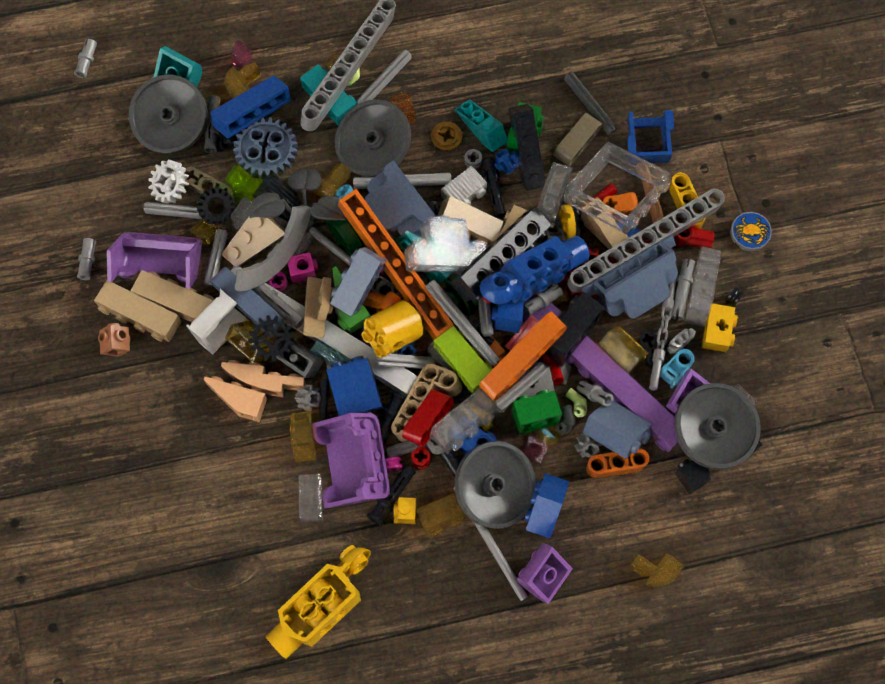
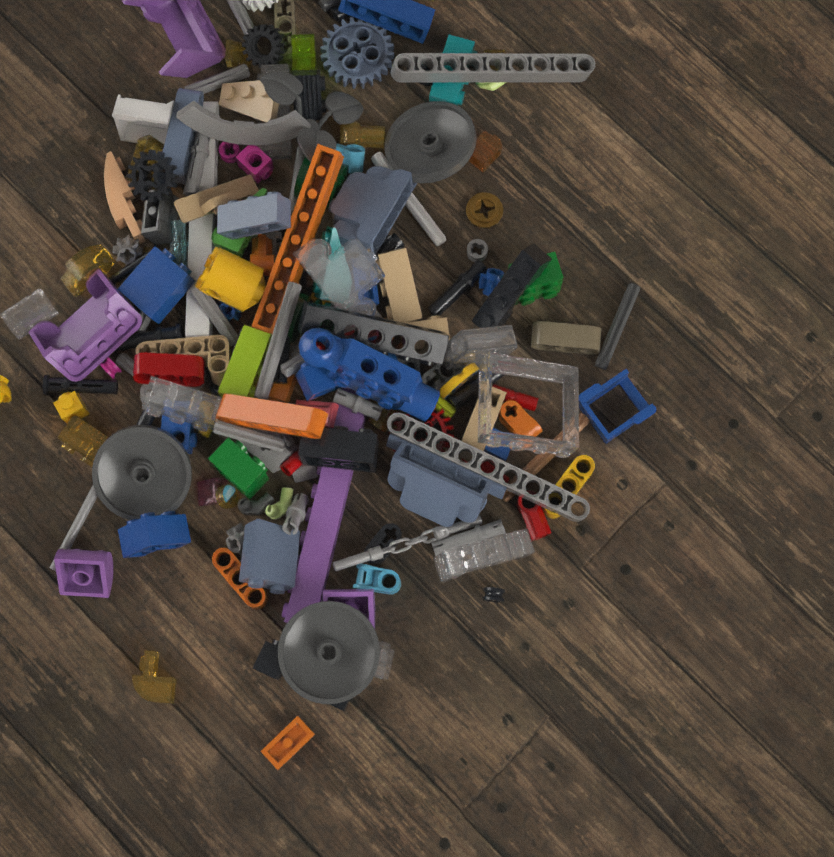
camera: 60 degrees right, 5 degrees up
(114, 340) = (77, 45): nougat brick -> none
(138, 311) = (119, 48): tan brick -> none
(171, 296) = (148, 61): tan brick -> none
(243, 401) = (87, 190): light nougat slope -> none
(385, 77) = (508, 114): light grey axle -> none
(415, 455) = (124, 389): red bush -> none
(465, 186) = (436, 261): white brick -> none
(483, 125) = (518, 233): teal slope -> none
(623, 349) = (361, 514): clear yellow brick -> none
(681, 340) = (407, 566): light grey gear -> none
(715, 338) = (457, 586): yellow brick -> none
(751, 231) = (580, 571): tile -> none
(760, 500) = (287, 743): none -> orange plate

